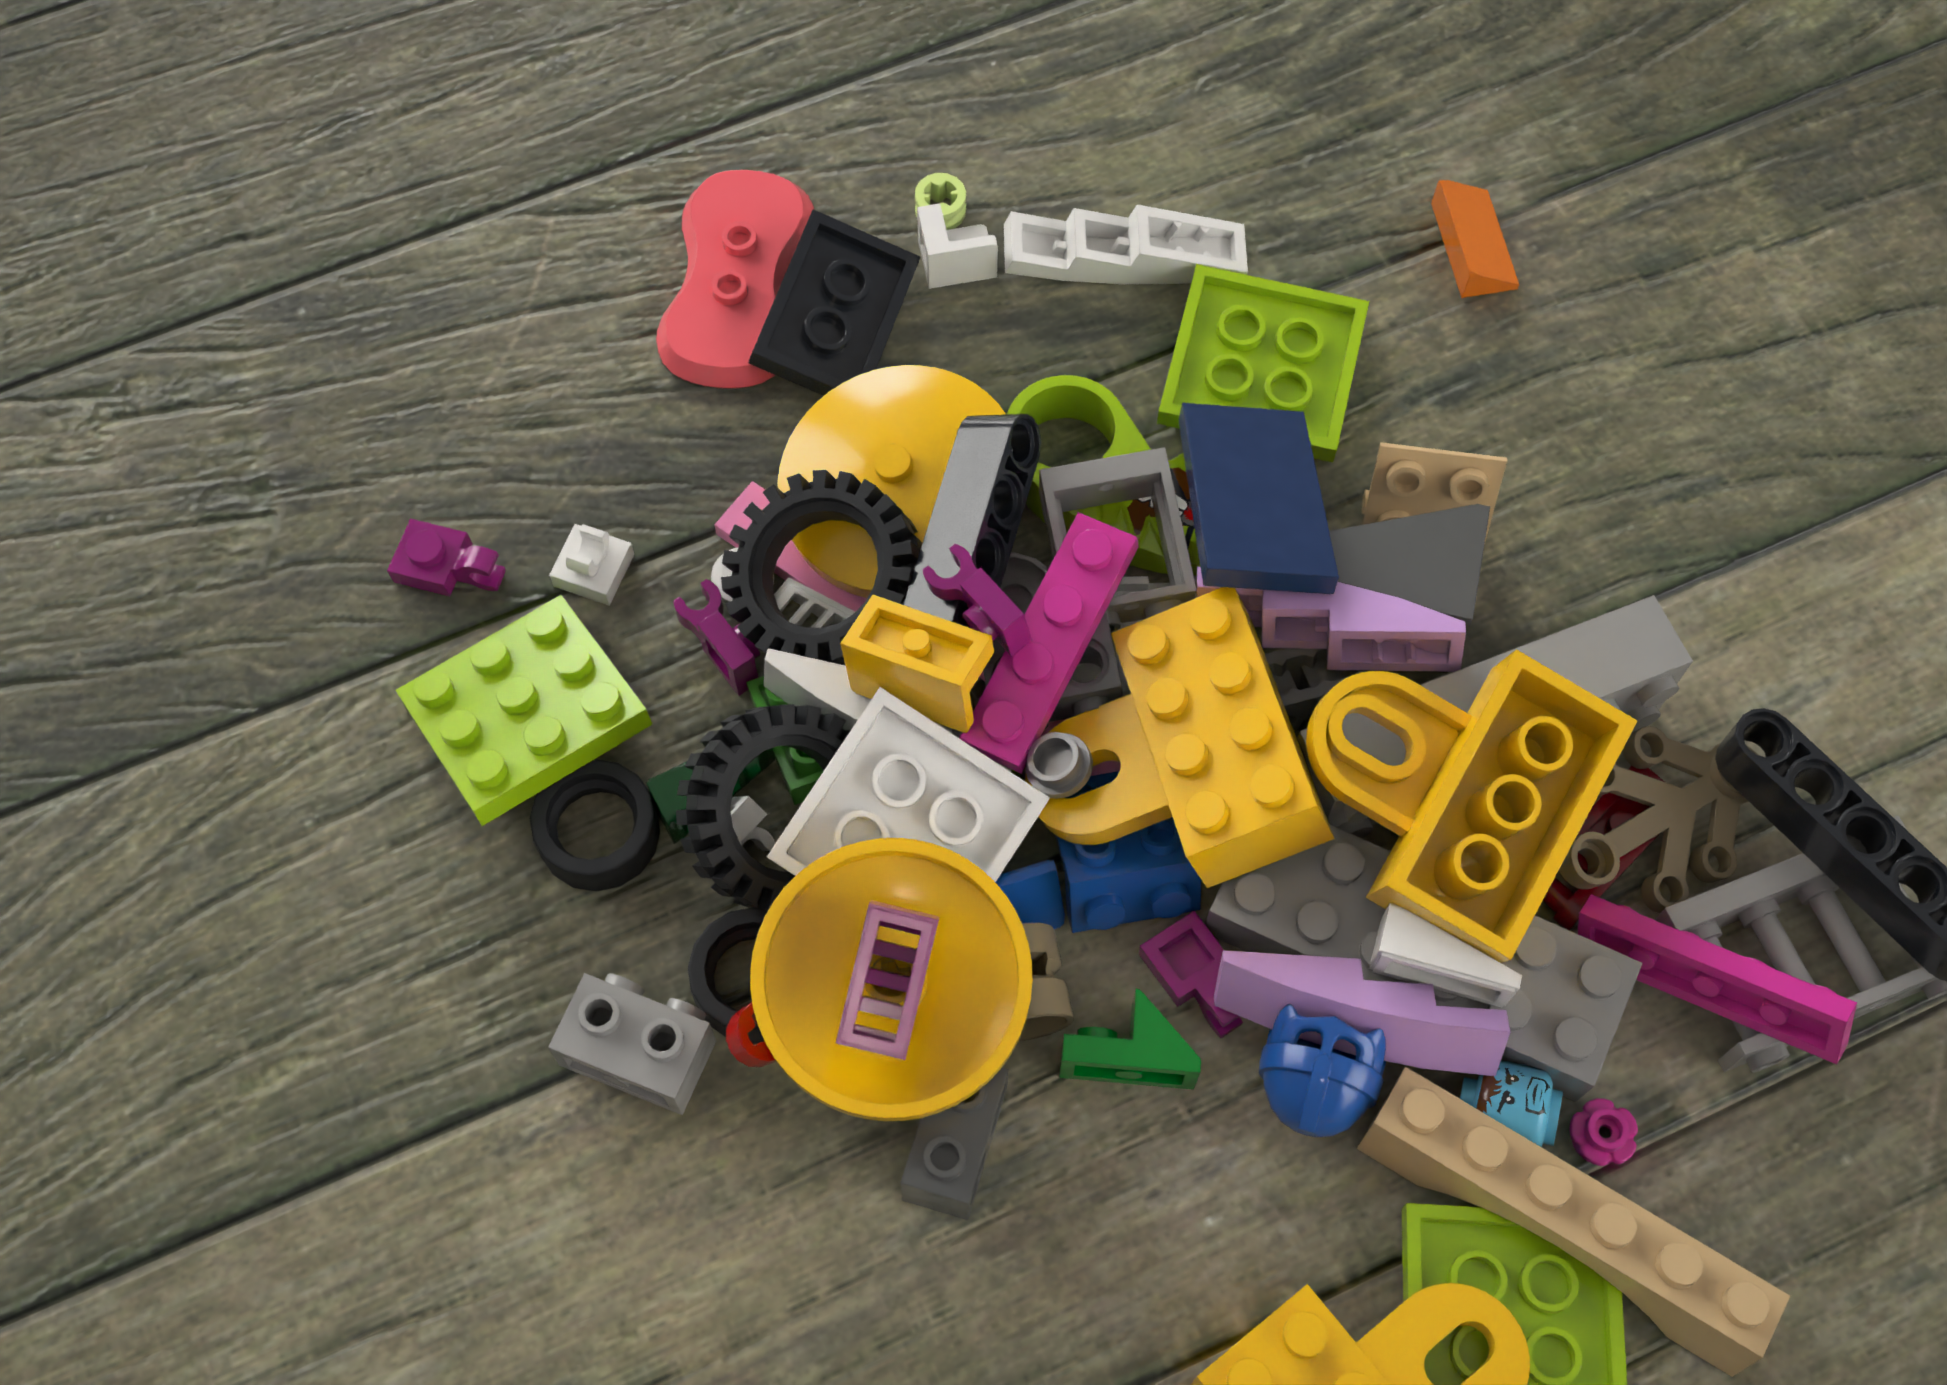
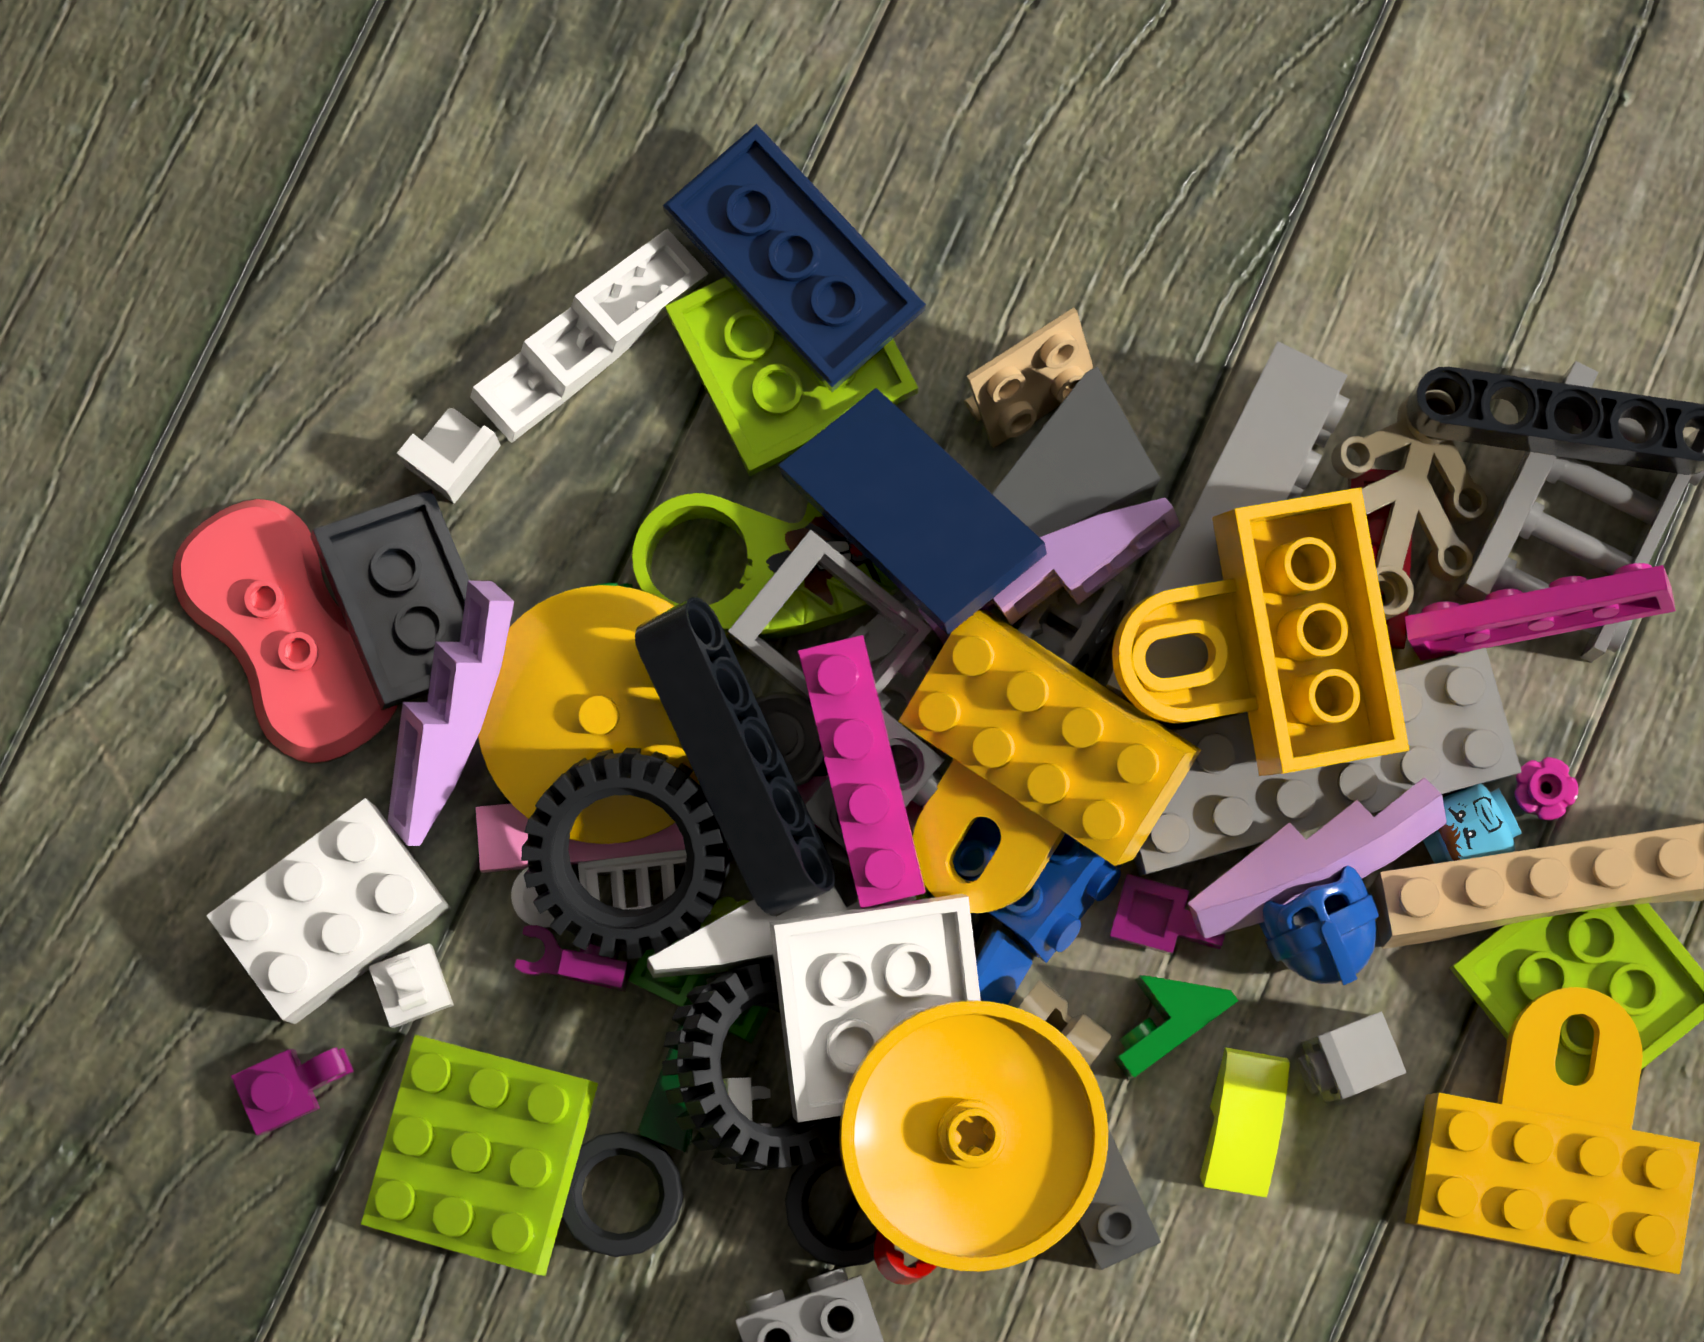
camera: 40 degrees left, 15 degrees up
(582, 461) = (328, 912): none -> white piece
(772, 402) = (441, 732): none -> lavender slope
(874, 1039) = (953, 1092): slope -> none
(917, 660) = (783, 879): yellow panel -> none
(942, 186) = (381, 406): yellowish green bush -> none
(988, 605) = (811, 800): magenta plate -> none
(1059, 764) = (951, 862): flat silver plate -> none
(1123, 1182) = (1246, 1122): none -> neon yellow slope
(1255, 1199) = (1350, 1059): none -> light grey slope
(1320, 299) = (794, 258): none -> dark blue tile
(1425, 954) = (1329, 787): white slope -> none
(1473, 239) = (865, 84): orange slope -> none

